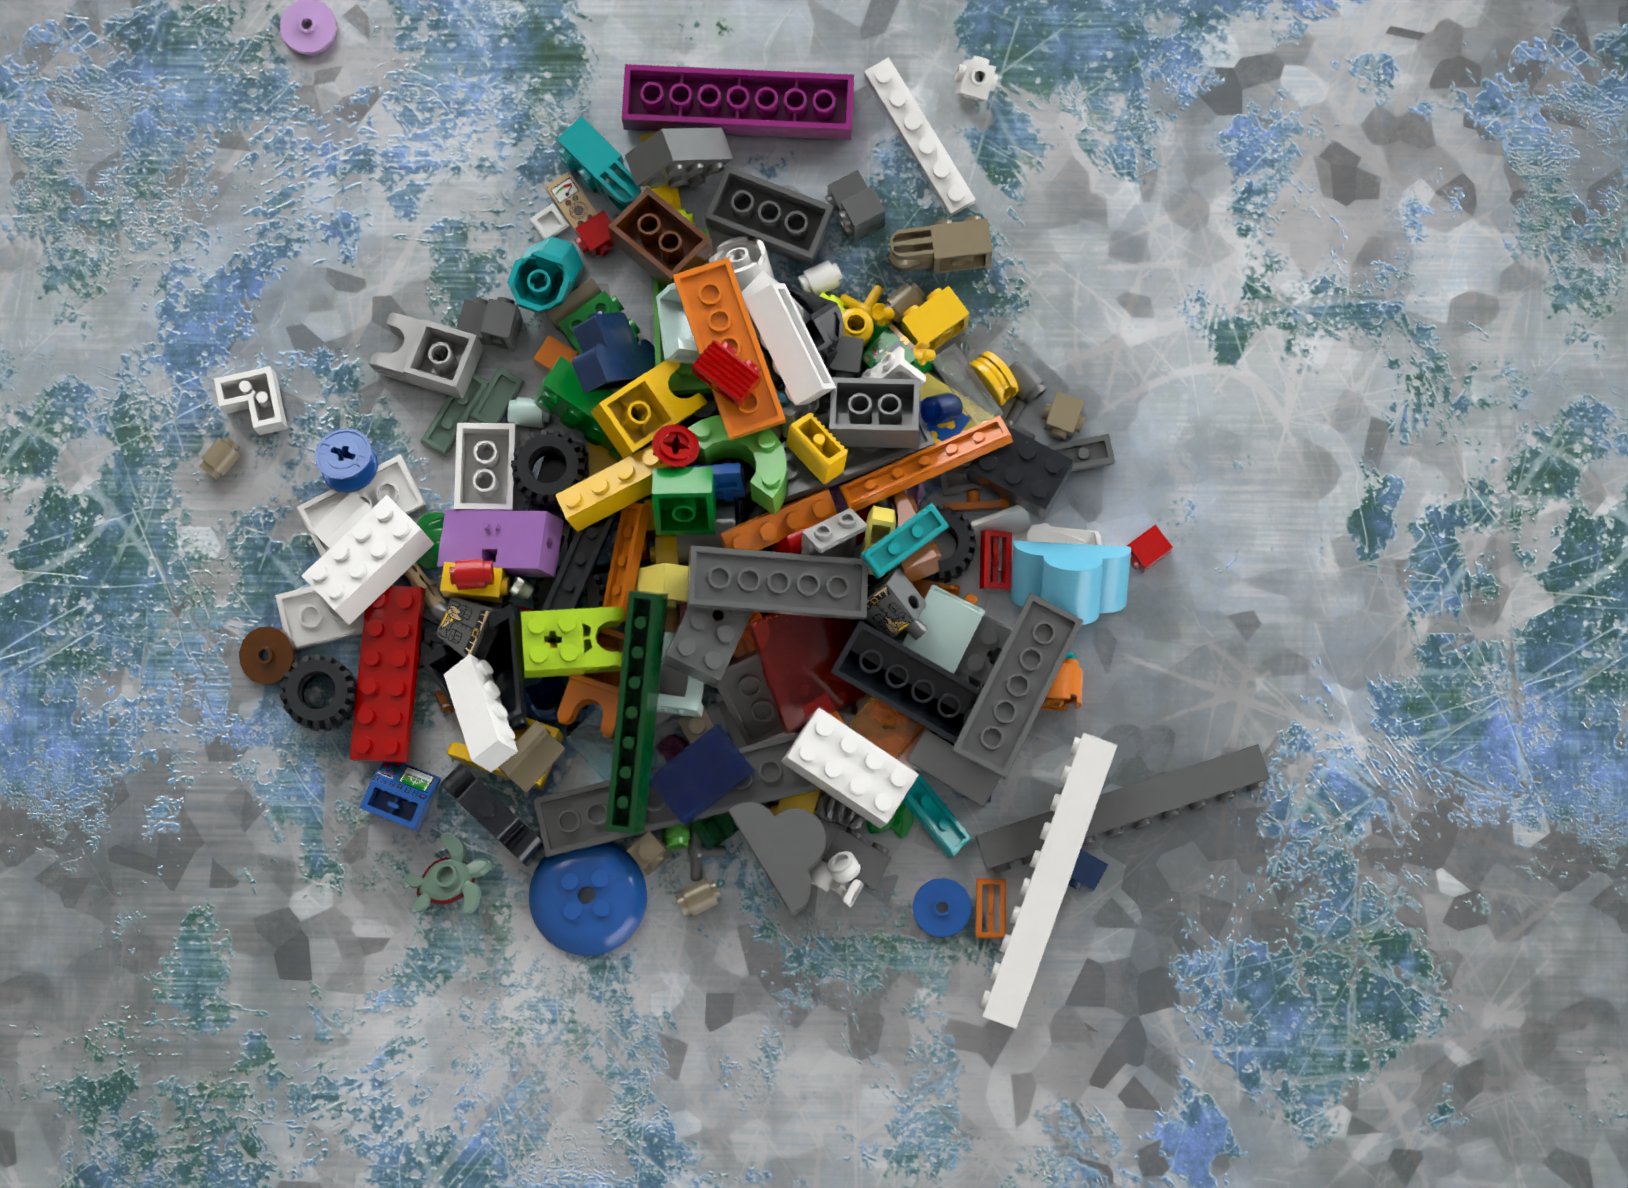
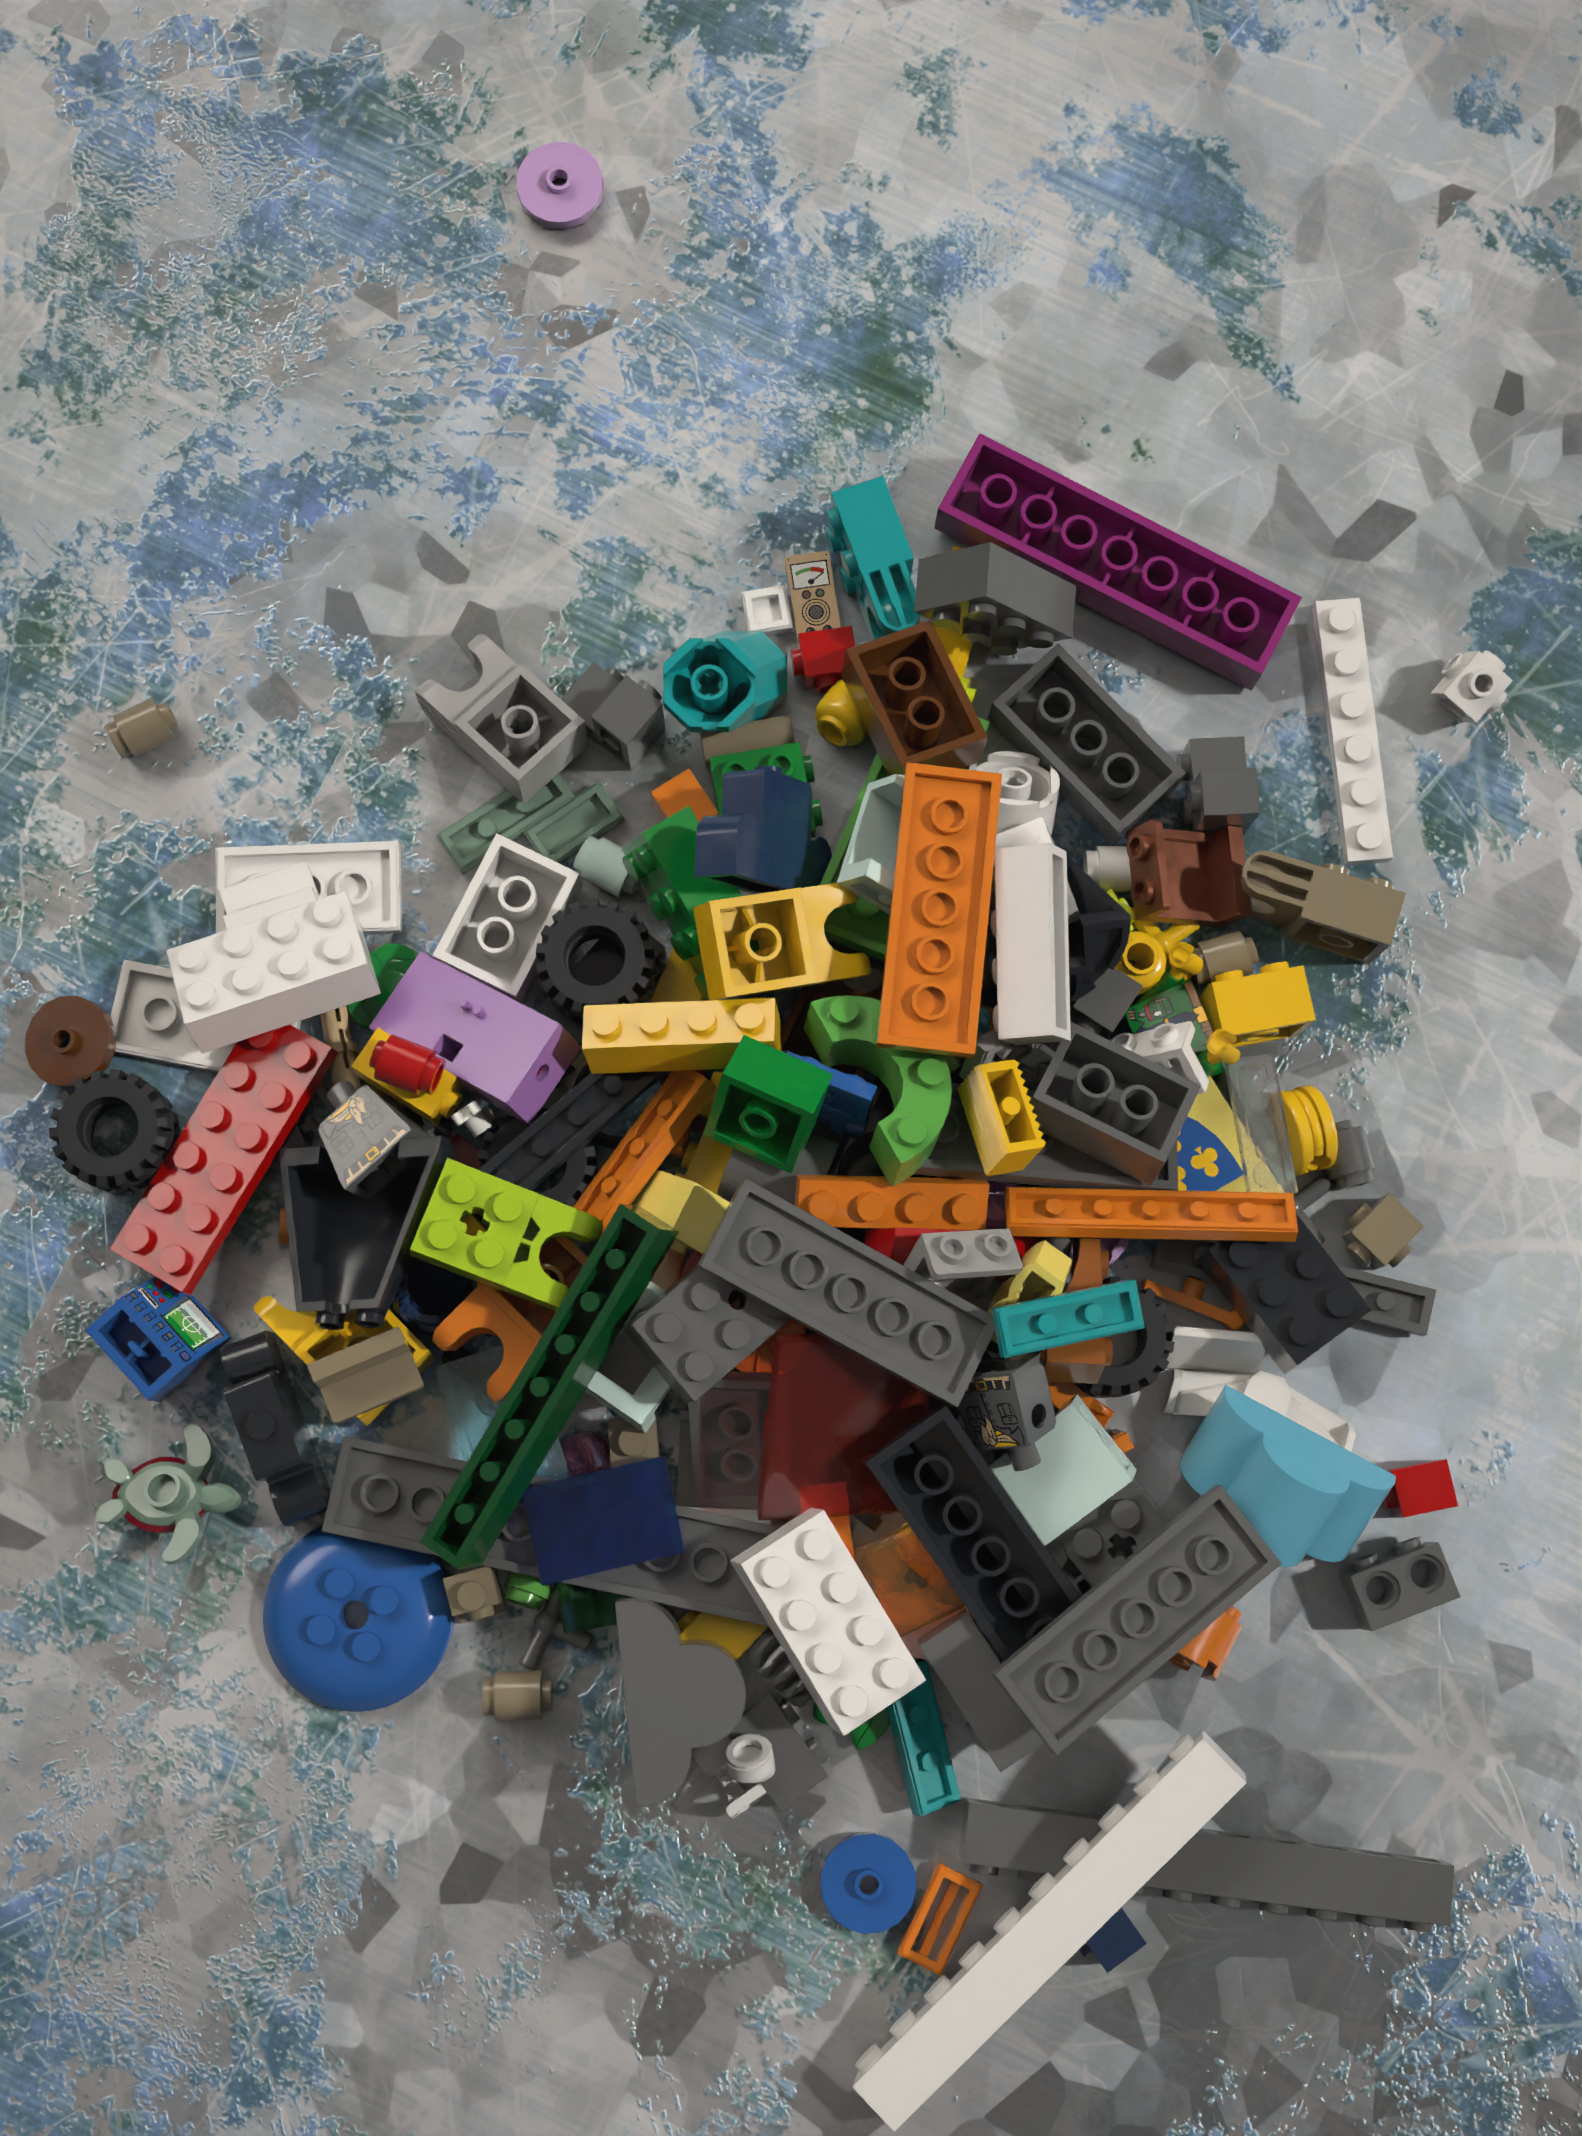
camera: 15 degrees right, 0 degrees up
(253, 391) = (237, 659): white brick -> none
(346, 460) = (298, 808): piece -> none
(480, 712) = (319, 1280): white brick -> none
(621, 266) = (839, 718): none -> yellow head
(686, 441) = (812, 1017): red gear -> none
(727, 373) = (919, 944): red brick -> none
(861, 264) = (1187, 875): none -> copper panel
(941, 408) = (1209, 1141): clear blue brick -> none
(986, 580) = (1178, 1395): red tile -> none
(1166, 610) = (1402, 1595): none -> dark grey brick

